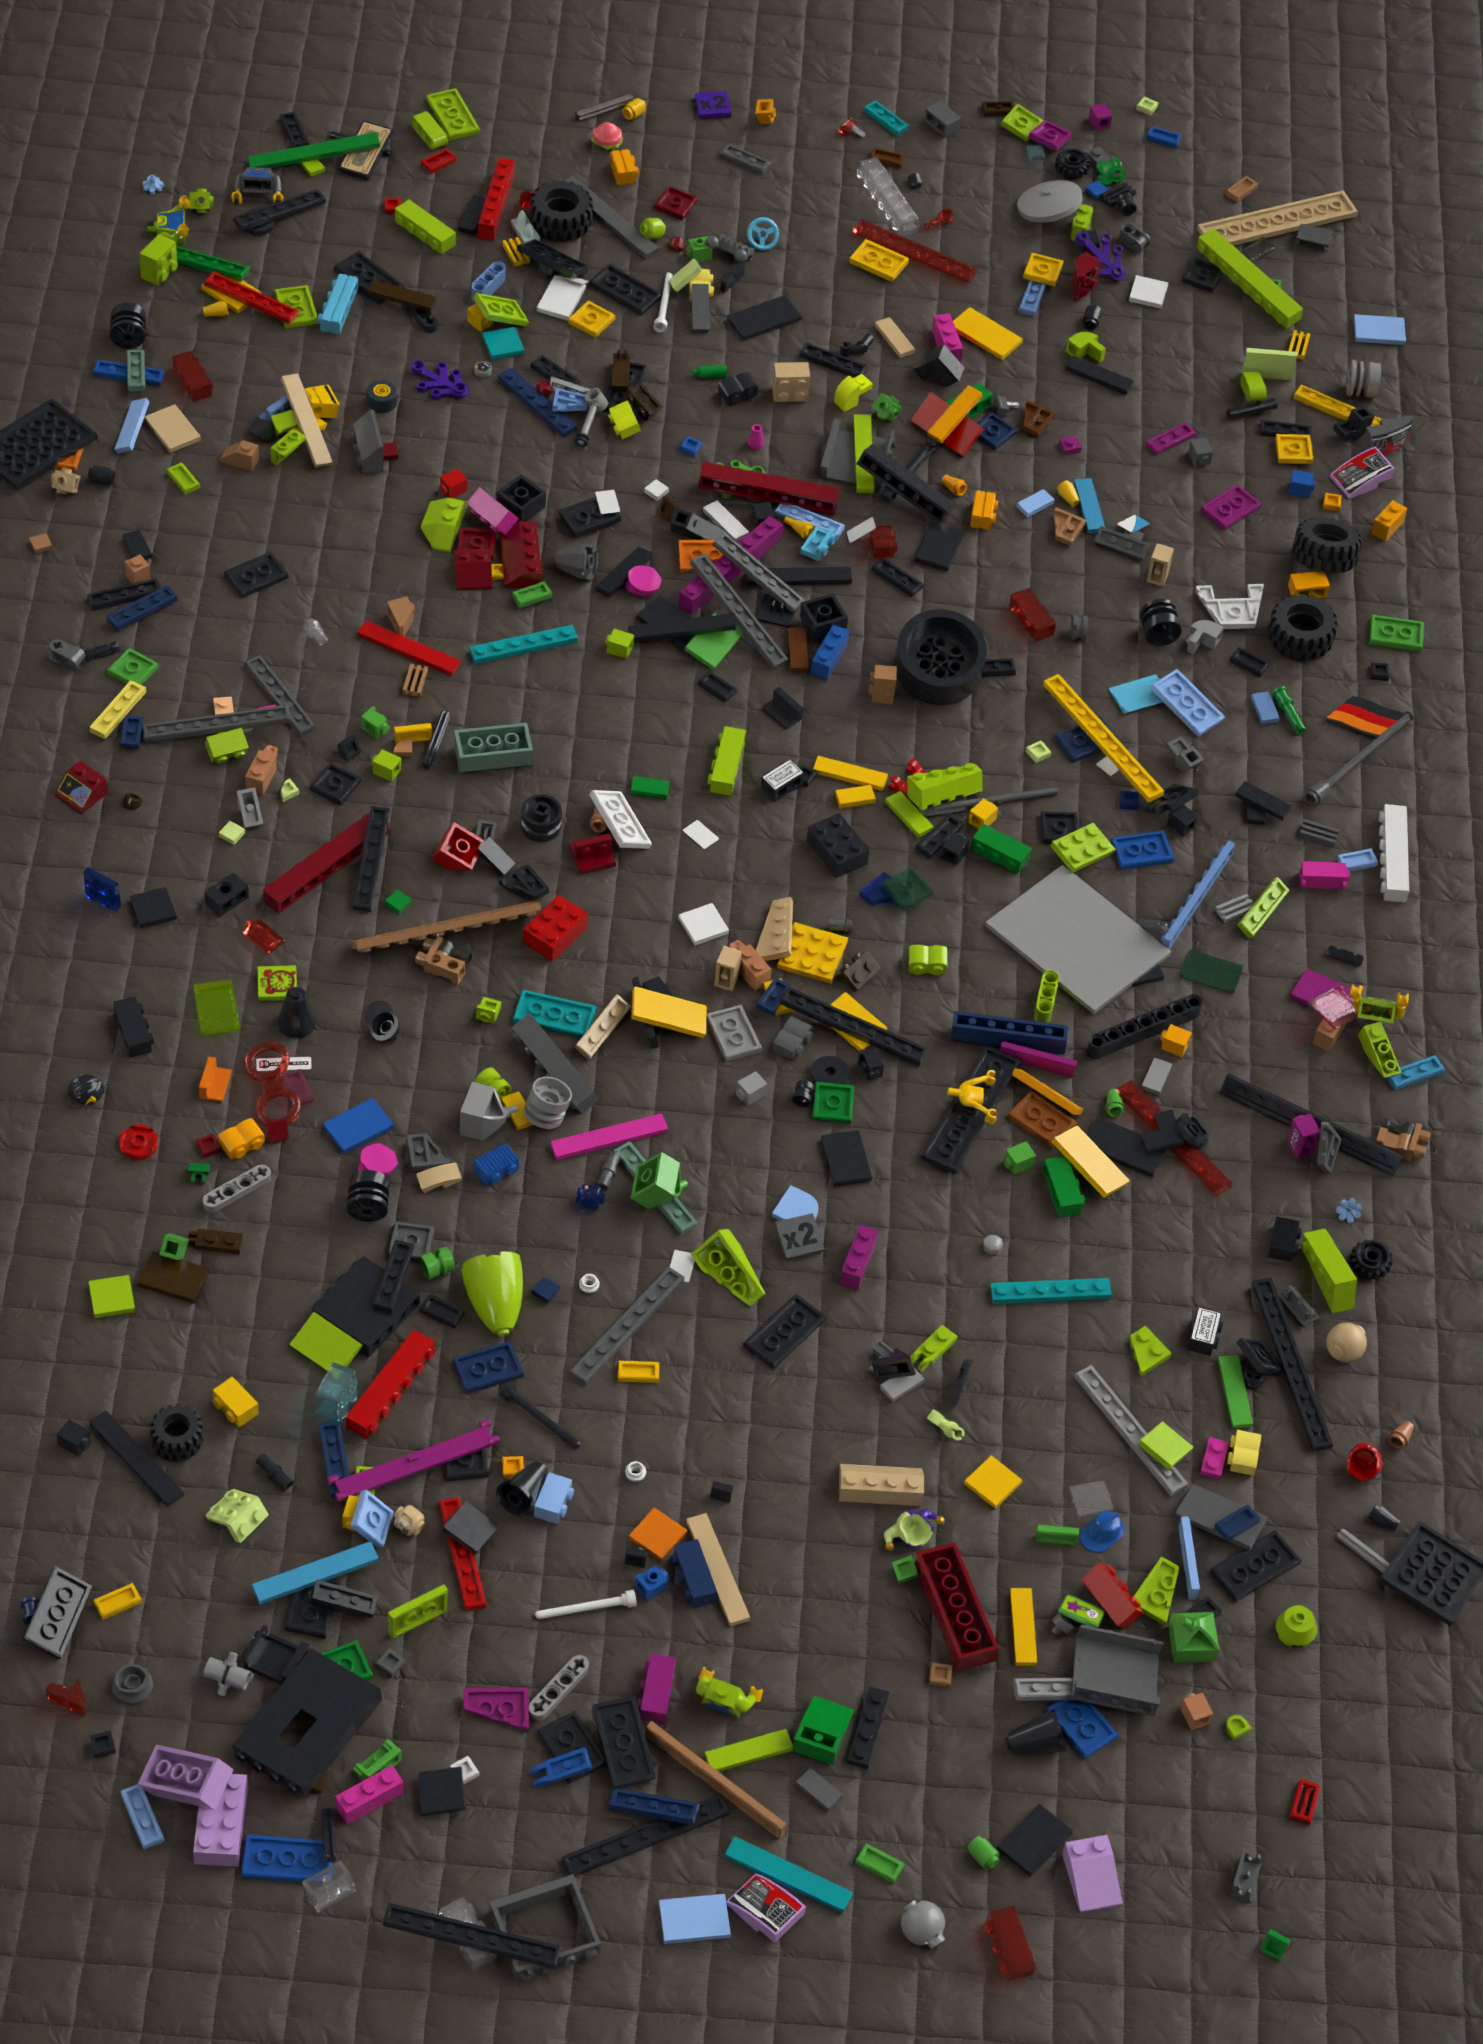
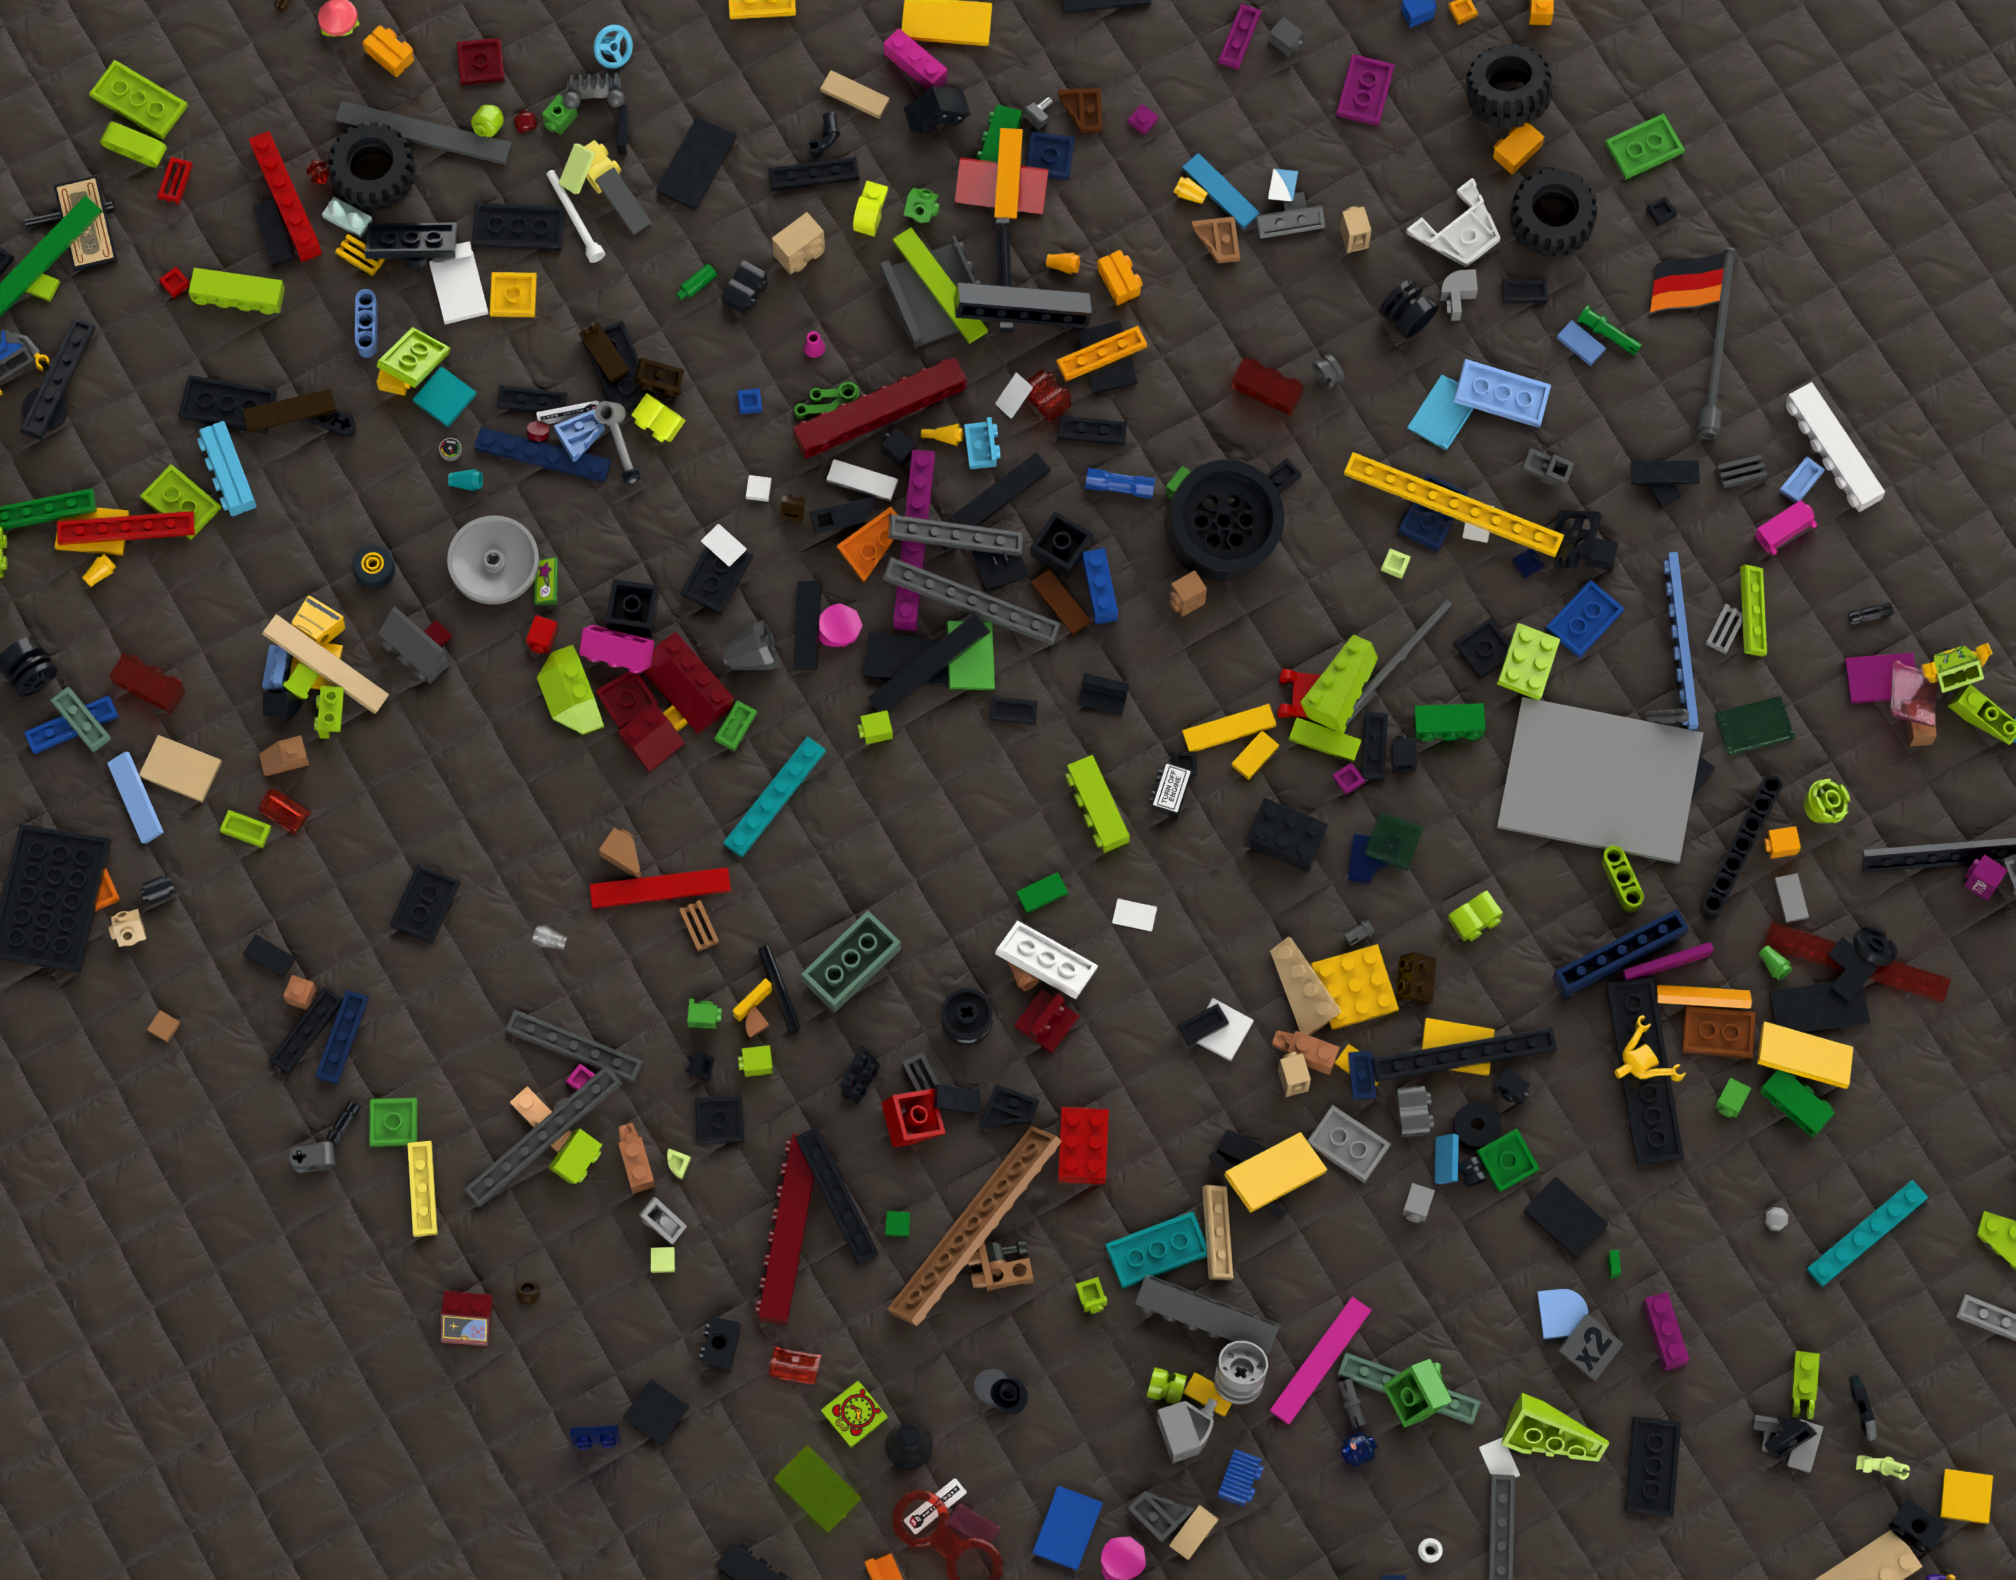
camera: 30 degrees left, 20 degrees up
(131, 732) = (460, 1207): dark blue plate -> none
(214, 482) = (284, 810): none -> clear red slope
(443, 806) = (859, 1076): none -> black hinge
(457, 430) = (493, 559): none -> light grey dish
(458, 389) = (418, 498): dark purple plant -> none
(479, 387) = (466, 479): none -> teal cone
(481, 463) = (546, 582): none -> slope
(692, 911) = (1203, 1025): none -> black tile
(792, 1076) = (1446, 1159): none -> dark azure tile
(801, 514) = (947, 414): light blue tile -> none
(856, 1200) = (1613, 1262): none -> green tile
(881, 604) = (1102, 480): none -> blue axle
(906, 841) = (1348, 778): none -> magenta plate
(937, 540) = (1101, 353): none -> light orange tile
(942, 1464) = (1932, 1527): none -> black brick
(983, 813) = (1401, 689): yellow brick -> none
(1035, 503) = (1163, 227): light blue tile -> none
(1224, 1032) = (1826, 802): none -> lime cone

